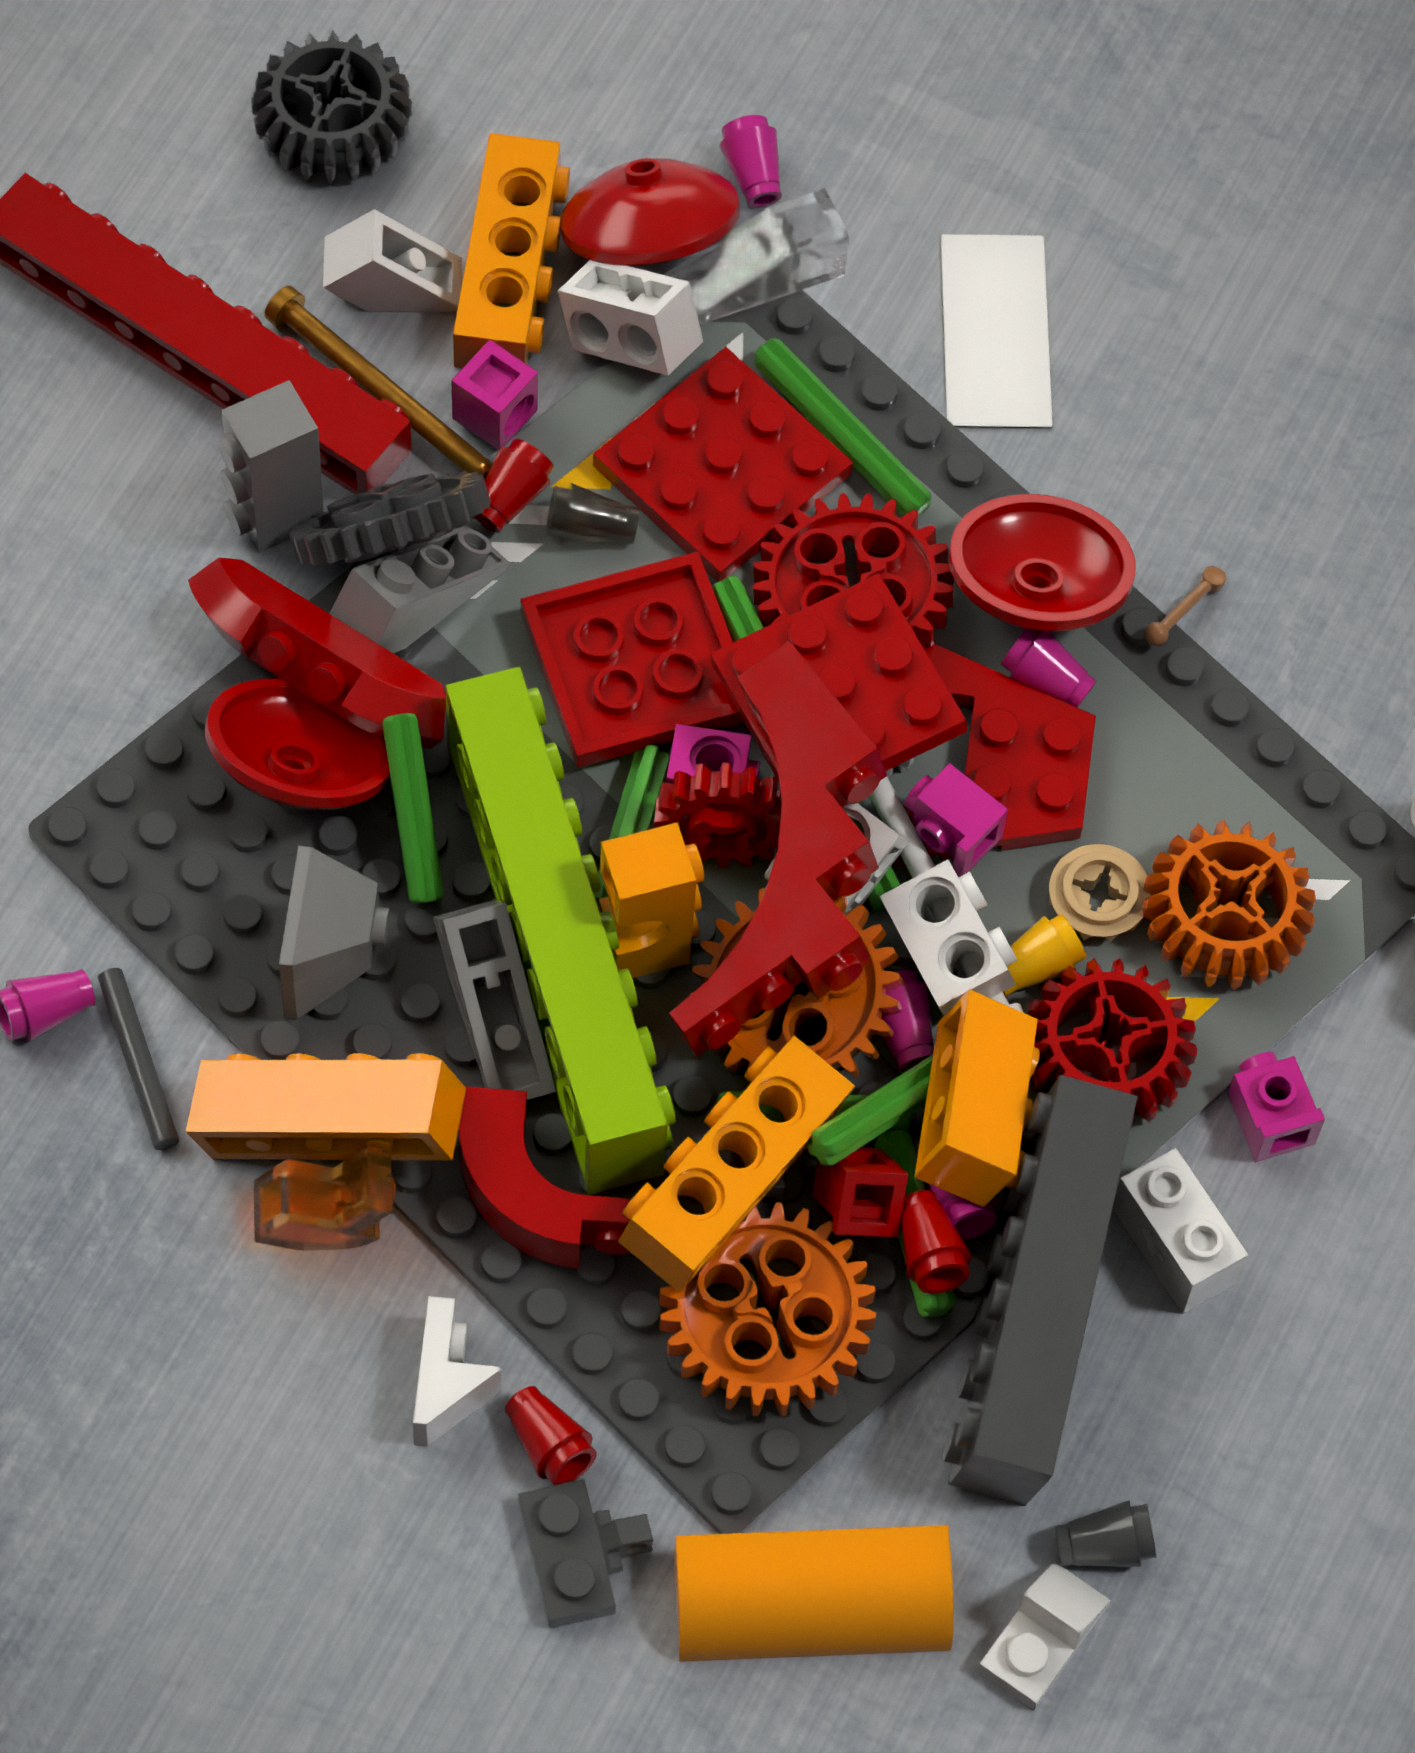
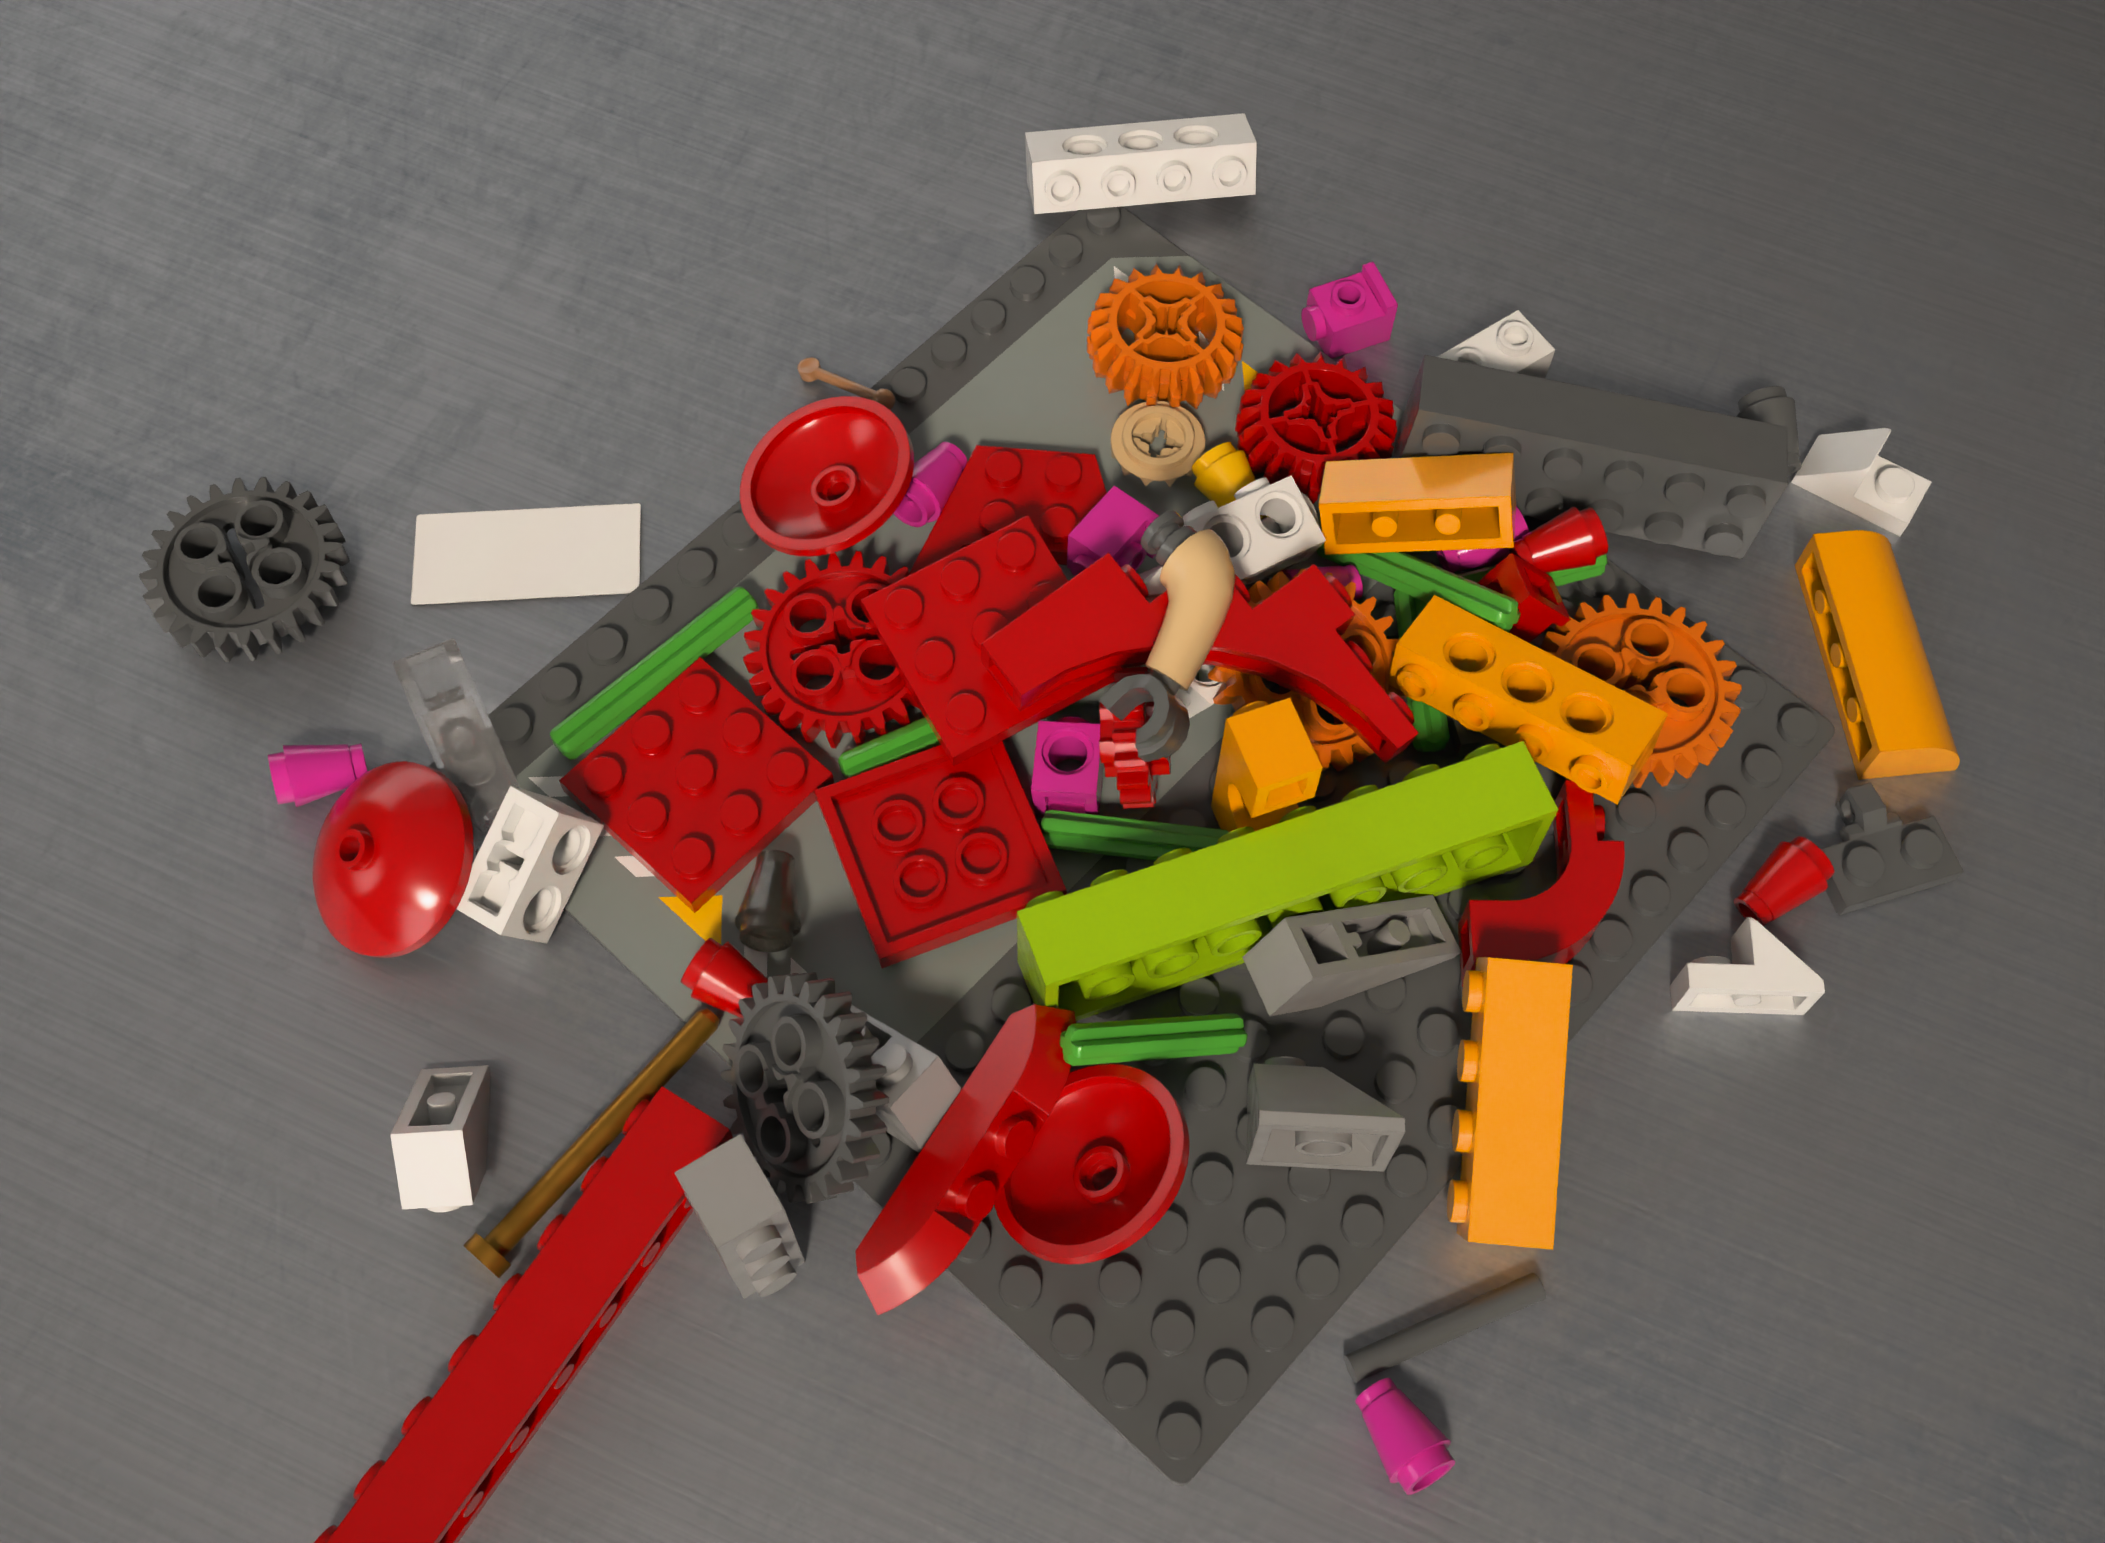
camera: 90 degrees left, 0 degrees up
(319, 90) = (224, 1170): dark grey gear -> none
(324, 1206) = (1600, 1118): clear orange brick -> none
(494, 395) = (622, 1003): dark pink brick -> none
(512, 173) = (325, 984): light orange brick -> none
(807, 811) = (1199, 593): none -> piece
(973, 91) = (189, 587): none -> dark grey gear

